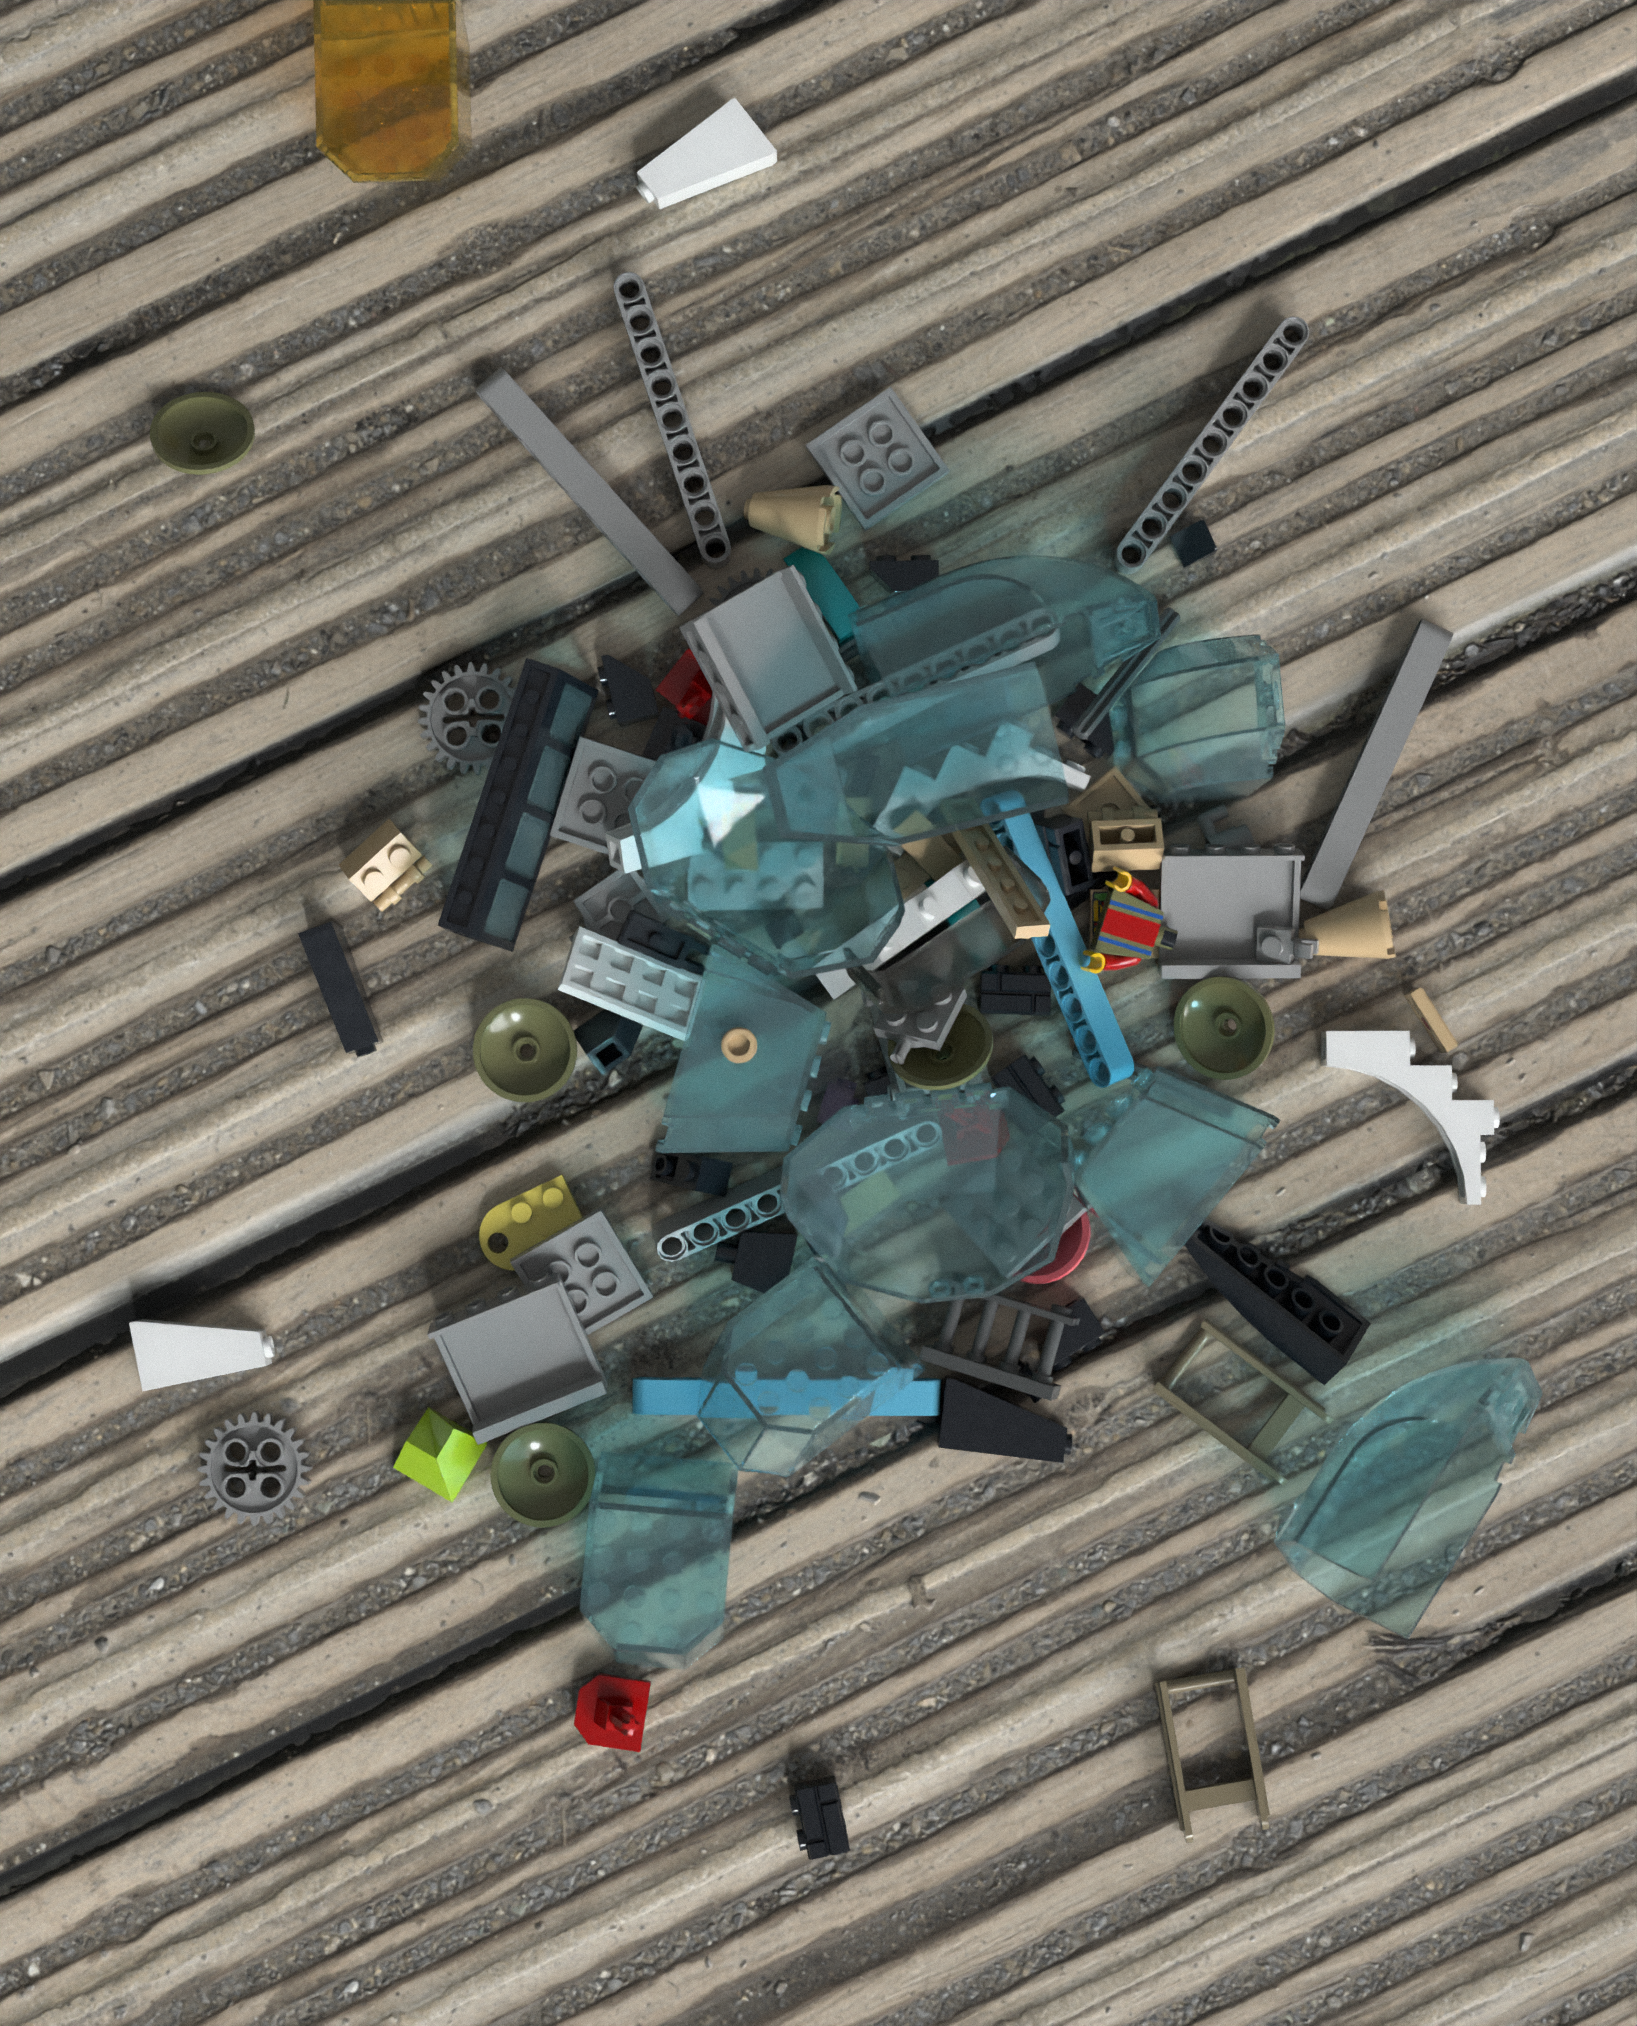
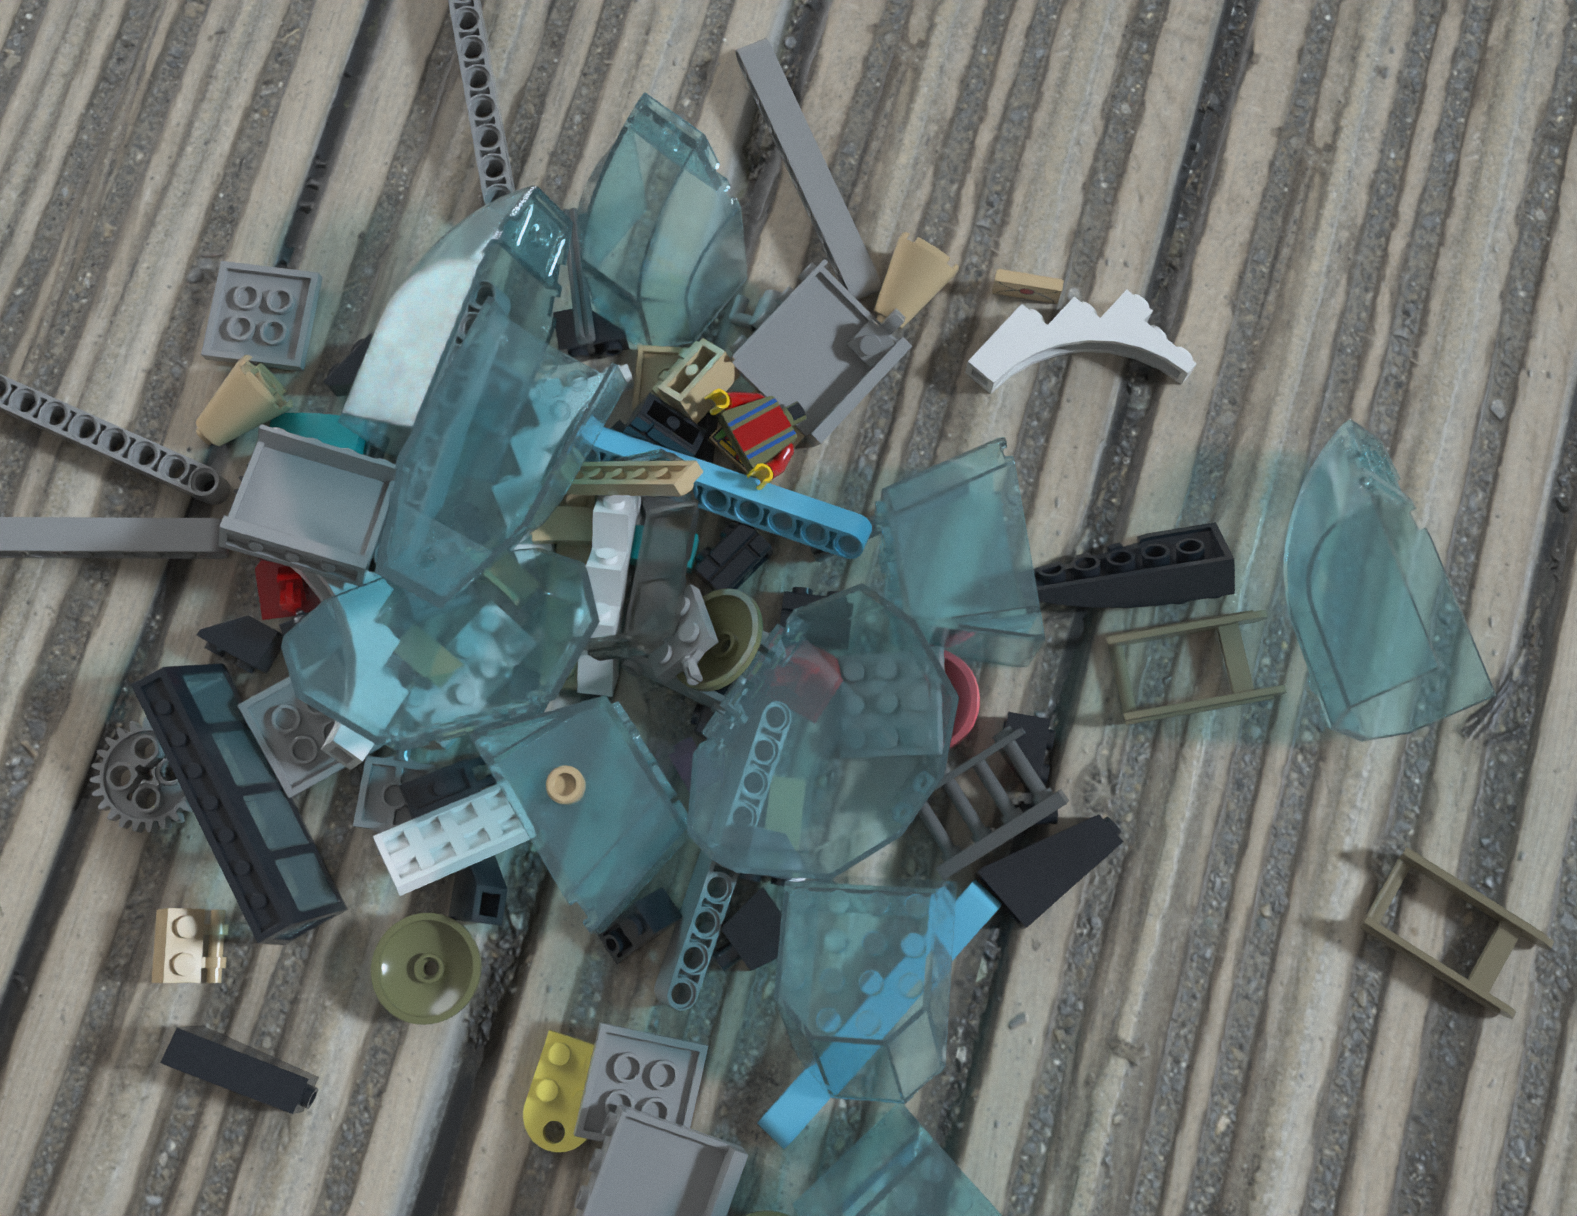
camera: 40 degrees left, 10 degrees down
(1193, 543) = (535, 155): black slope -> none
(1204, 1031) = (884, 449): olive dish -> none

